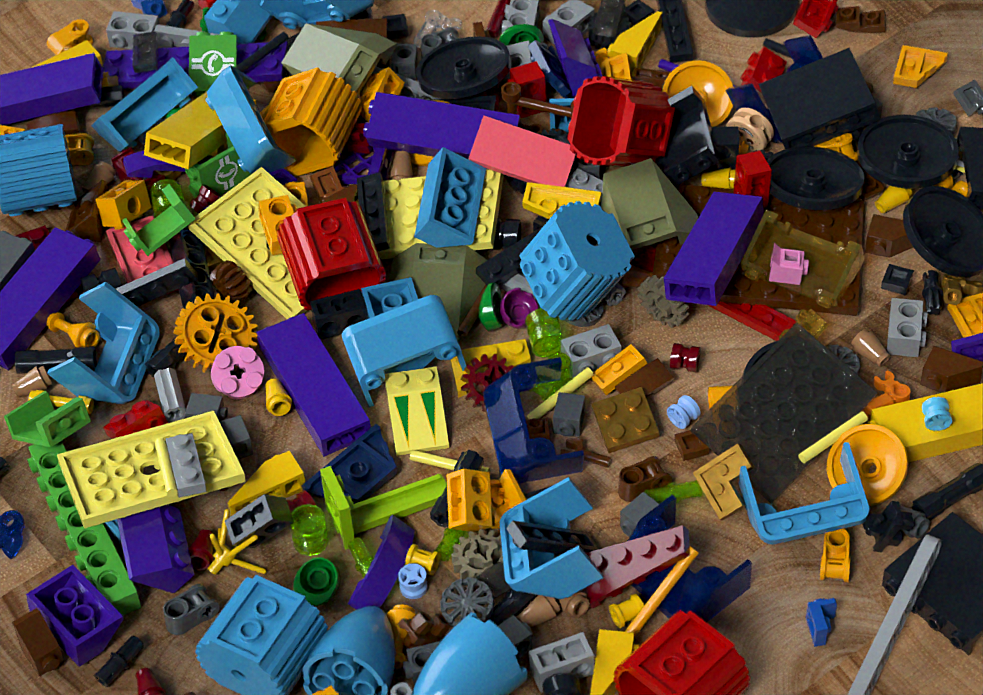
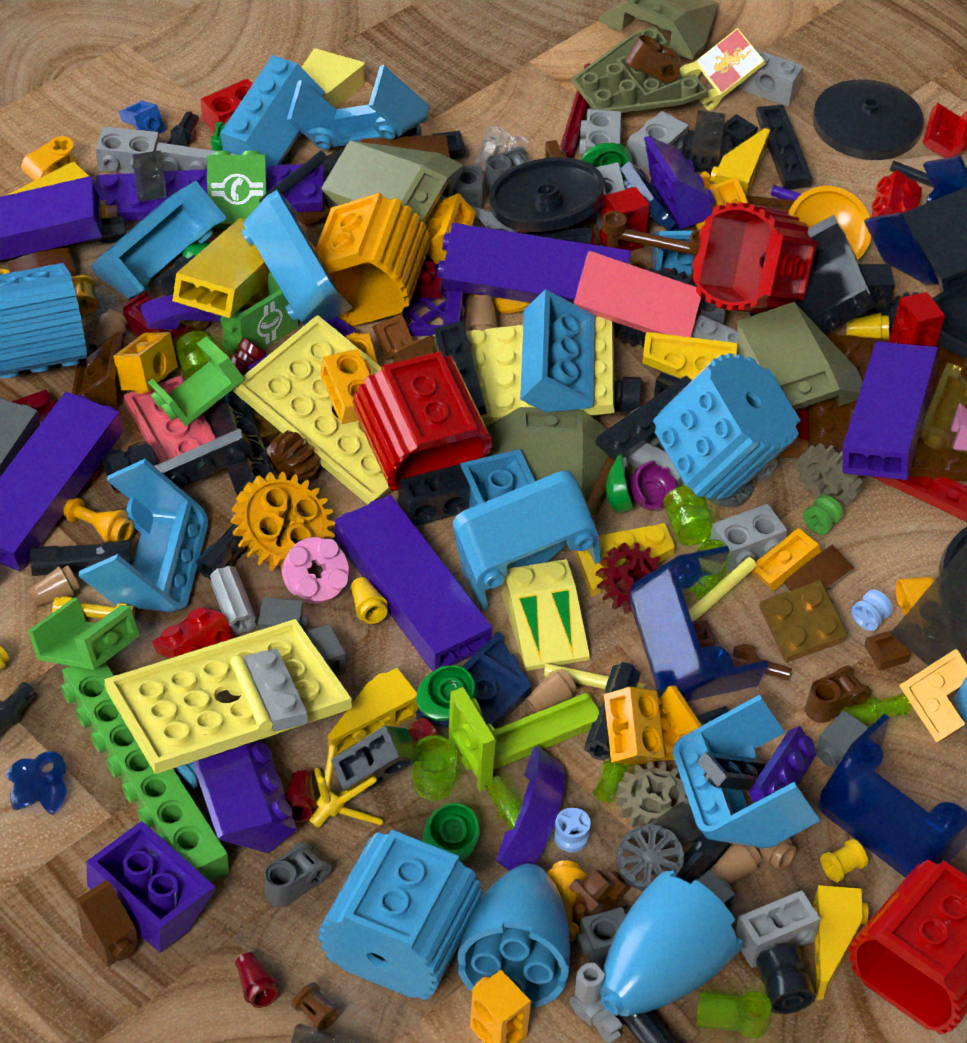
camera: 10 degrees left, 0 degrees up
(119, 661) = (211, 944): black axle -> none
(310, 472) = (435, 690): none -> green hat
(414, 470) = (551, 691): none -> medium nougat cone
(428, 560) = (582, 800): yellow bush -> none
(569, 414) = (733, 616): dark grey brick -> none
(589, 533) = (786, 764): none -> dark purple plate
(634, 560) = (855, 795): wing -> none
(656, 333) = (823, 514): none -> bright green wheel
(661, 593) = (890, 834): light orange bar -> none
(685, 357) = (870, 543): dark red wheel -> none
(753, 128) = (906, 265): light nougat head -> none

